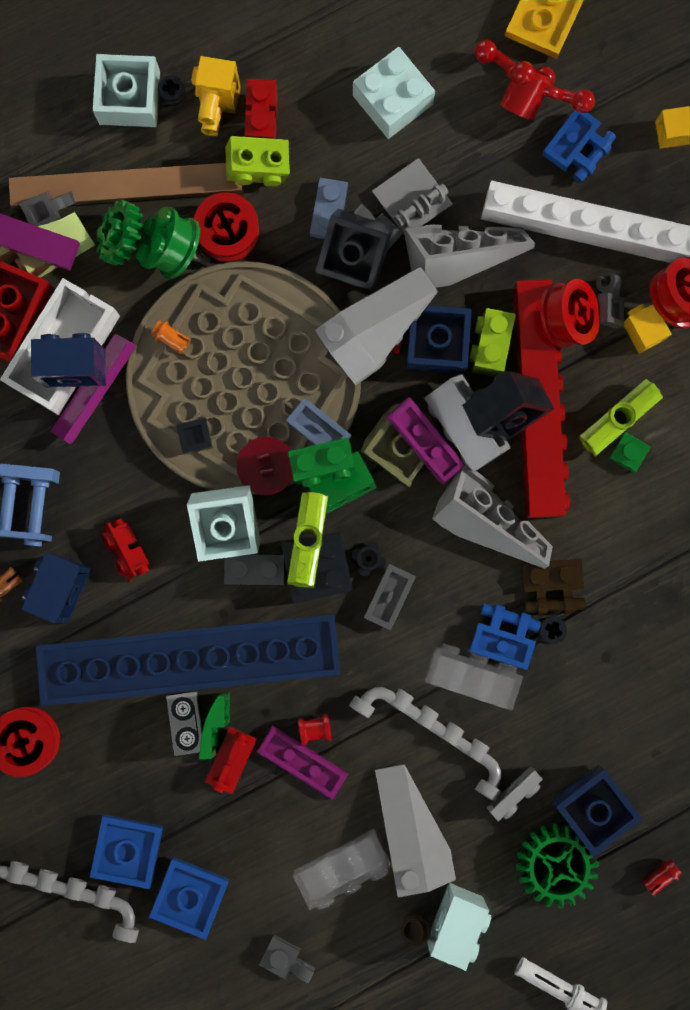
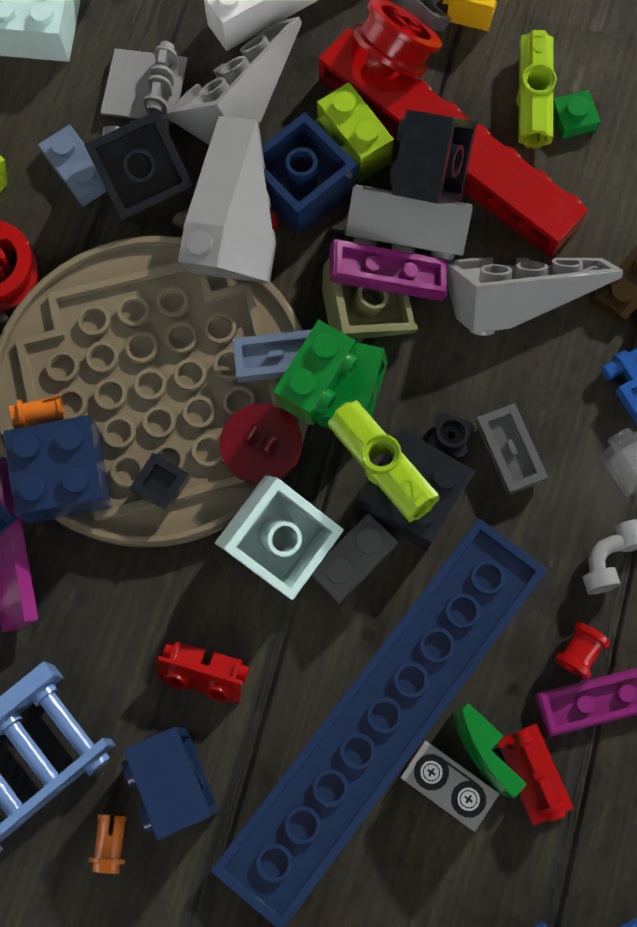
camera: 45 degrees left, 10 degrees down
(150, 378) = (56, 469): none -> dark blue brick

